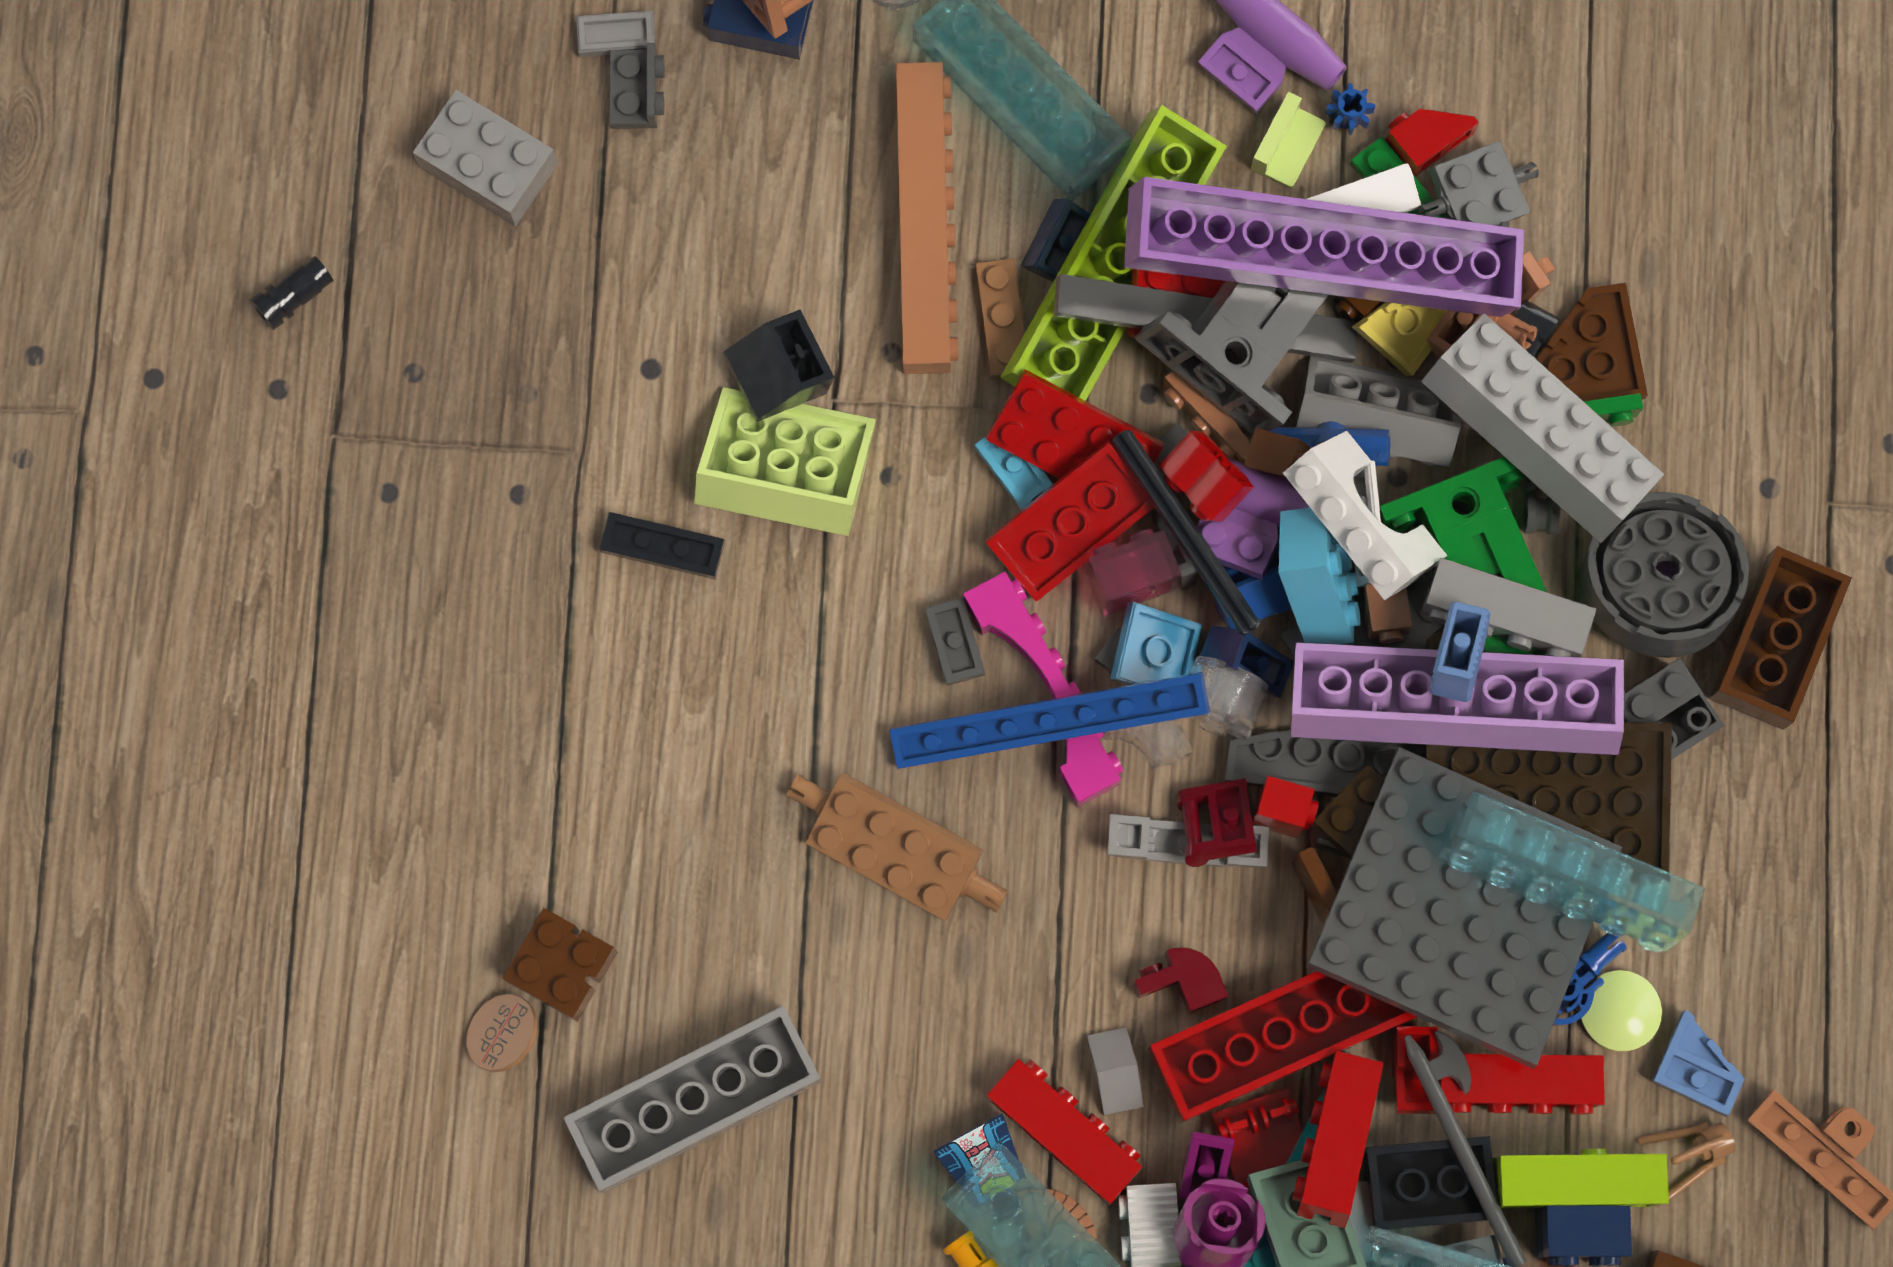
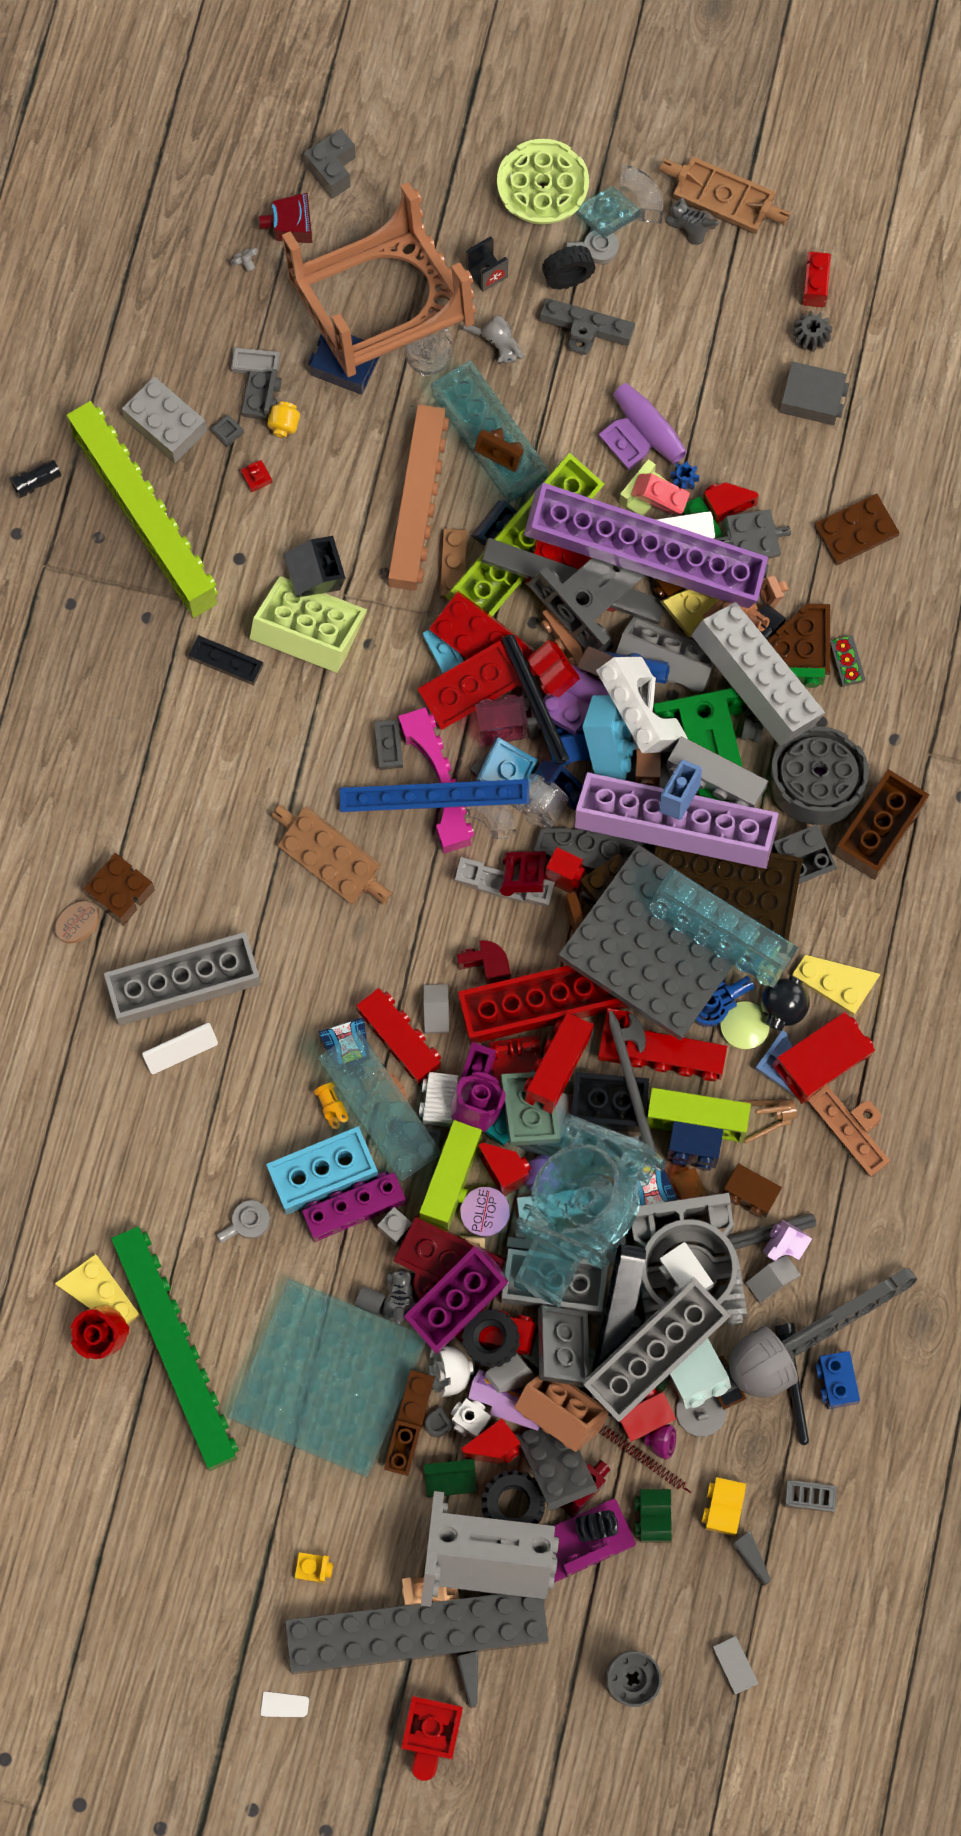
camera: 10 degrees right, 5 degrees down
(478, 316) = (142, 509): none -> lime brick
(591, 157) = (227, 430): none -> dark grey tile
(653, 225) = (256, 476): none -> red tile
(680, 124) = (283, 419): none -> yellow head
(711, 1216) = (180, 1048): none -> white slope
(1036, 117) = (493, 446): none -> reddish brown tile
(1319, 146) = (660, 493): none -> coral brick
(1642, 148) = (856, 529): none -> reddish brown plate
(1669, 371) = (847, 661): none -> tile
(1684, 972) = (785, 1003): none -> black brick
(1758, 912) = (836, 982): none -> light yellow wing
(1762, 1046) = (823, 1056): none -> red panel

